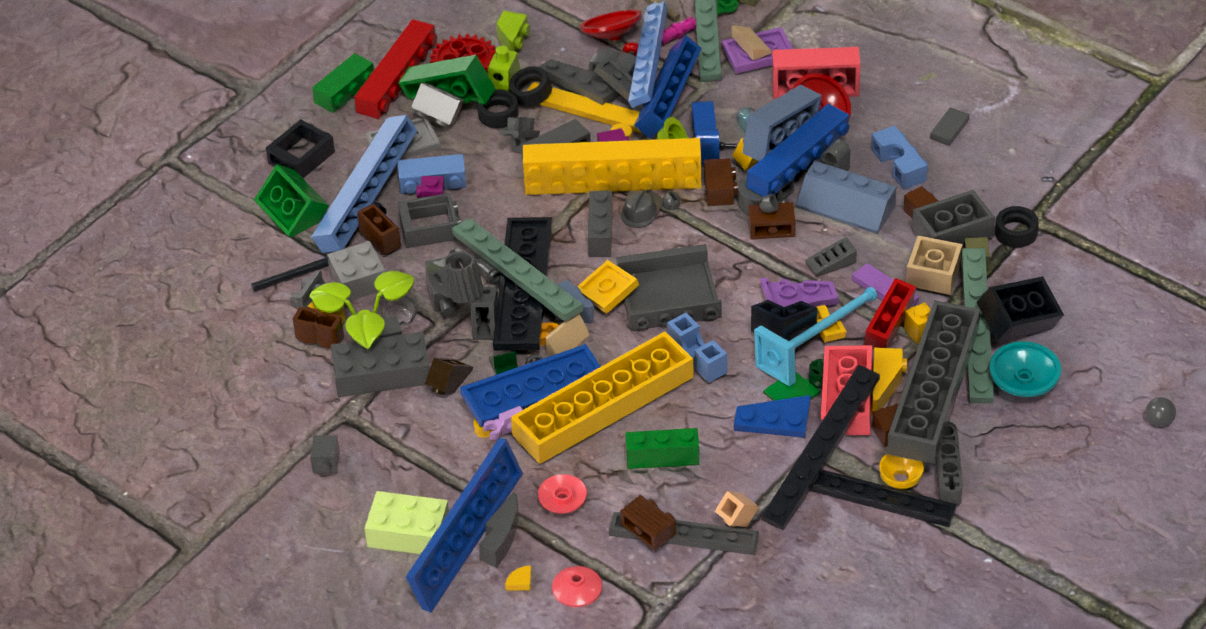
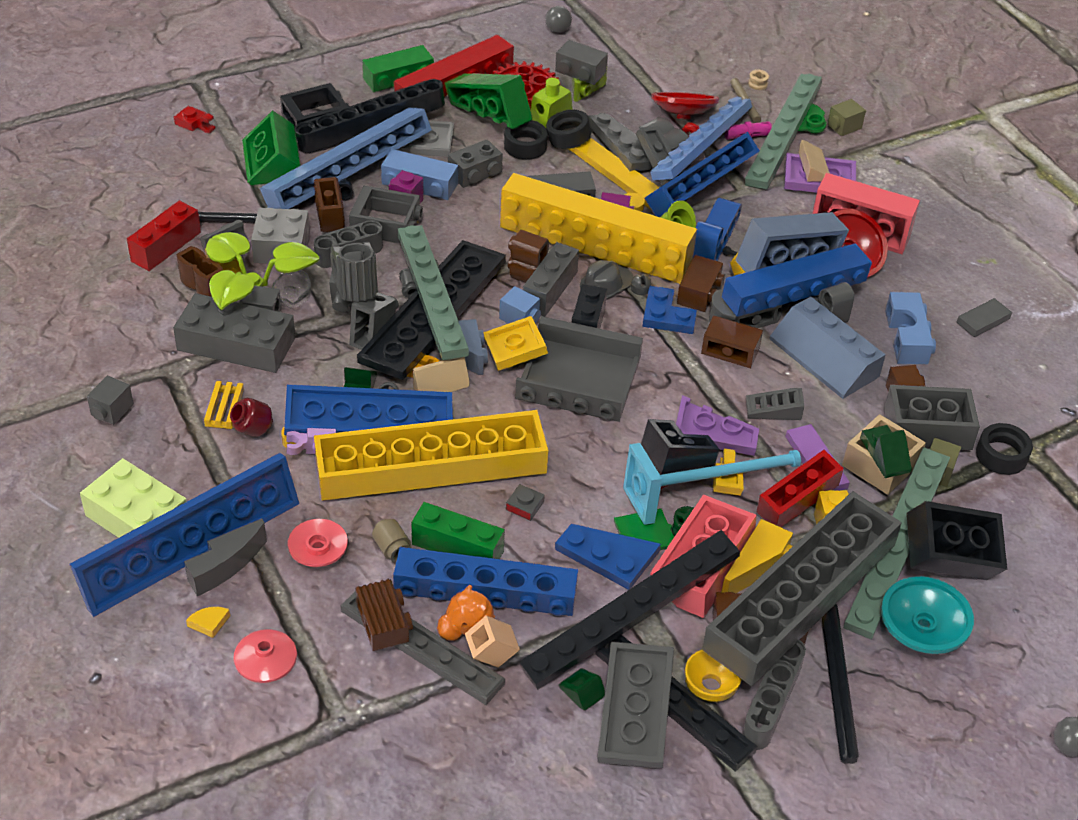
camera: 20 degrees right, 0 degrees up
(198, 196) = (193, 118): none -> red plate
(259, 308) = (164, 235): none -> red brick
(354, 136) = (358, 118): none -> black beam
(407, 412) = (226, 390): none -> yellow tile
(422, 249) = (363, 232): none -> dark grey beam
(437, 104) = (466, 113): brick -> none
(445, 423) = (251, 417): none -> dark red head
(447, 375) = (292, 367): dark brown slope -> none
(474, 144) = (477, 162): none -> dark grey brick
(507, 20) = (581, 62): none -> dark grey brick
(520, 130) = (527, 168): dark grey hips -> none
(574, 212) = (526, 254): none -> reddish brown brick
(590, 256) = (519, 305): none -> medium blue brick
(615, 470) = (390, 538): none -> dark tan brick
(647, 234) = (590, 306): none -> black brick
(691, 405) = (525, 502): none -> dark grey plate
(704, 470) = (501, 581): none -> blue brick
(705, 220) = (663, 316): none -> blue plate
(705, 498) = (463, 613): none -> orange piece
(708, 358) = (566, 449): medium blue arch -> none
(768, 204) = (733, 321): dark grey hinge -> none
(815, 515) = (583, 688): none -> dark green slope
(861, 509) = (636, 705): none -> dark grey plate
(939, 260) = (888, 450): none -> dark green slope
(989, 443) = (840, 687): none -> black axle

